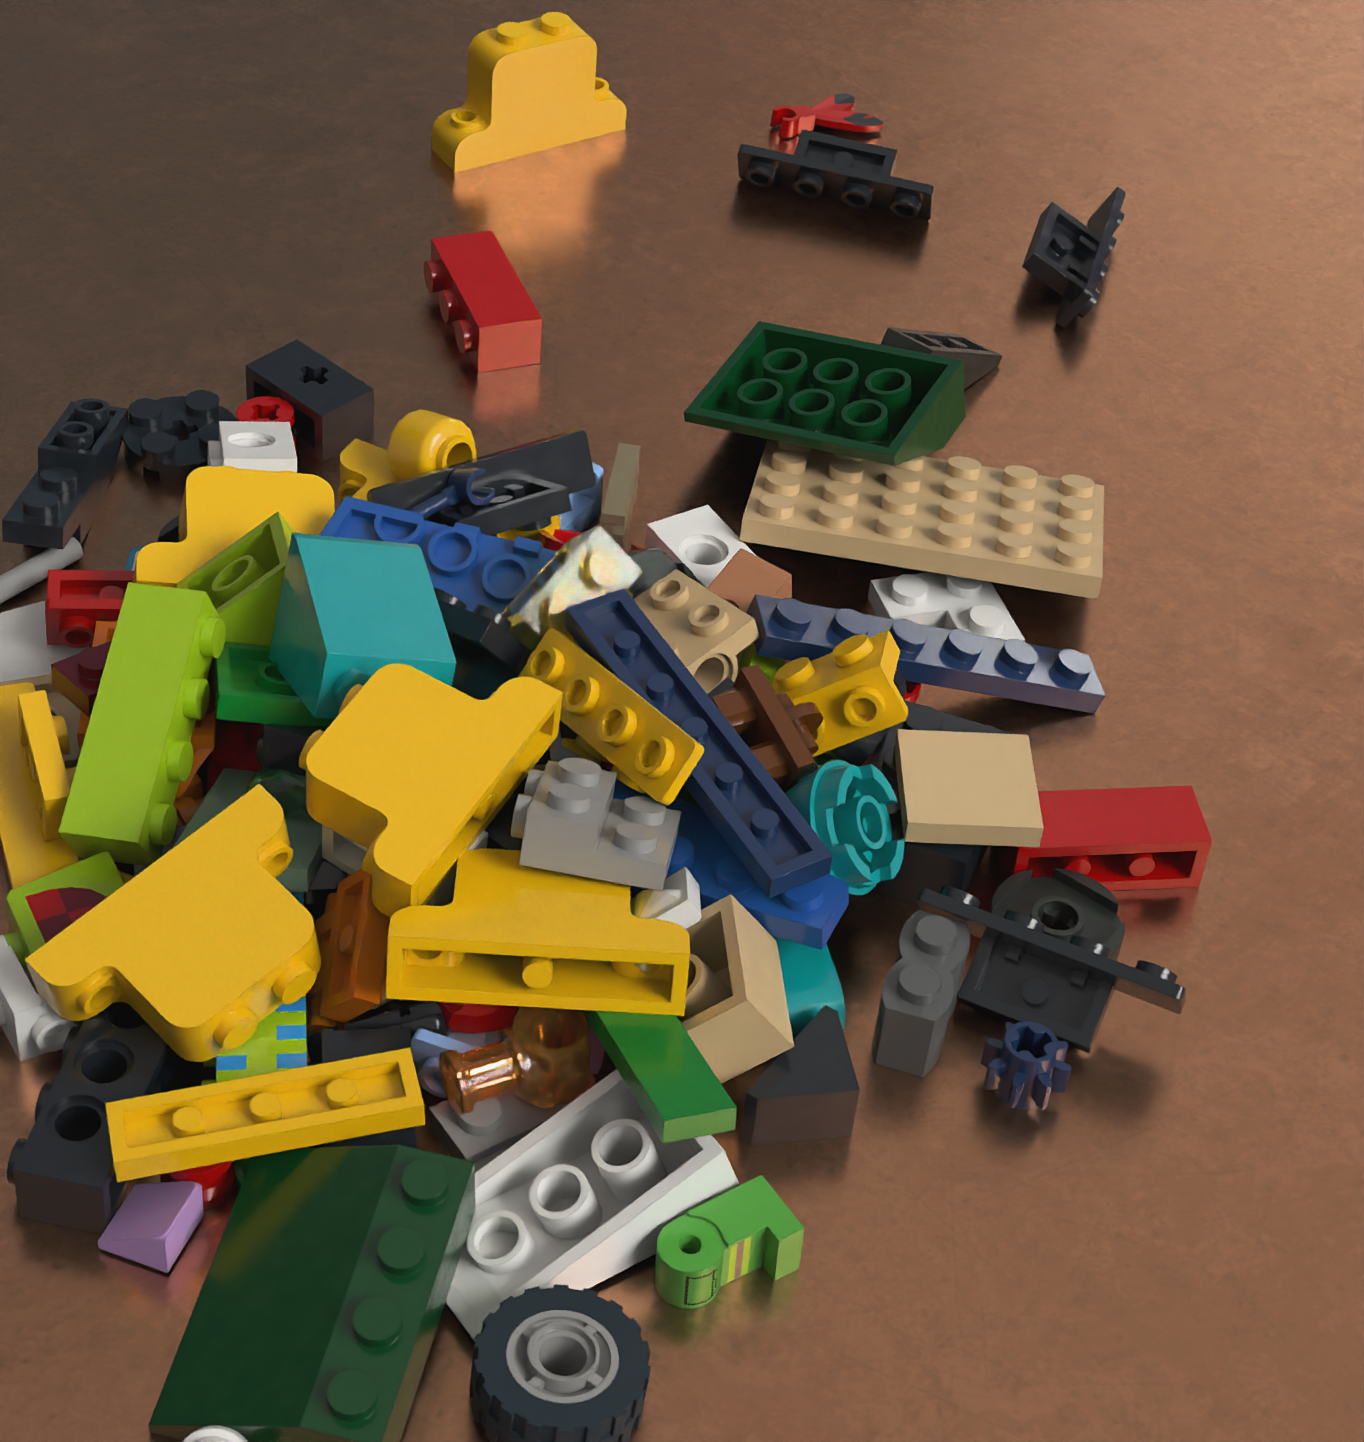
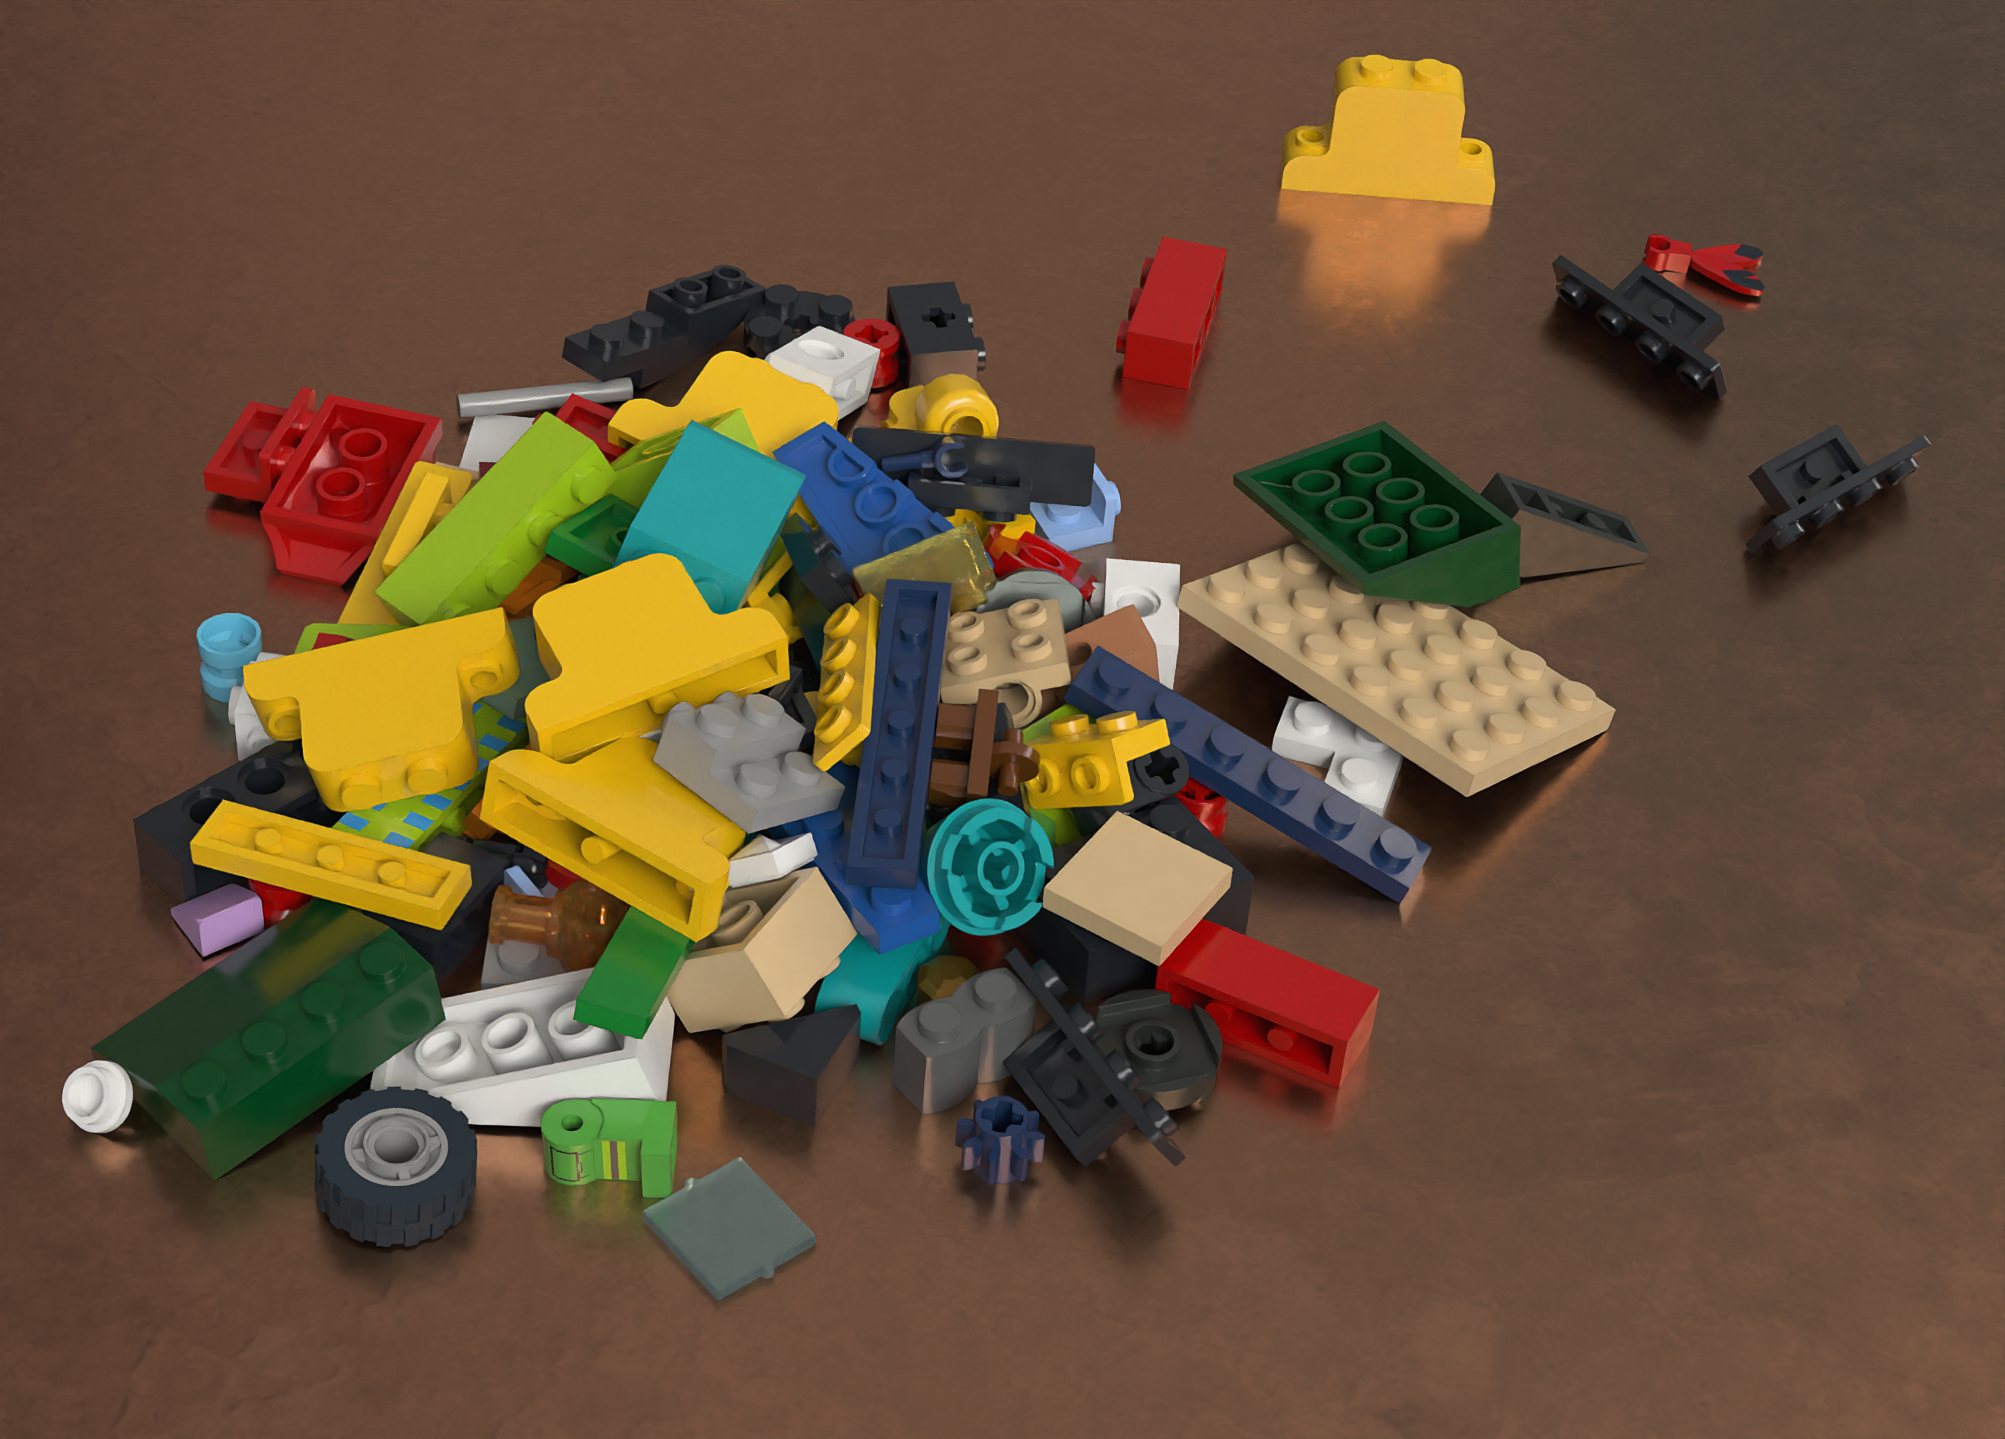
camera: 35 degrees right, 0 degrees up
(621, 493) = (1122, 530): dark tan tile -> none
(855, 954) = (942, 977): none -> pearl gold tile
(874, 1268) = (729, 1228): none -> clear light blue piece

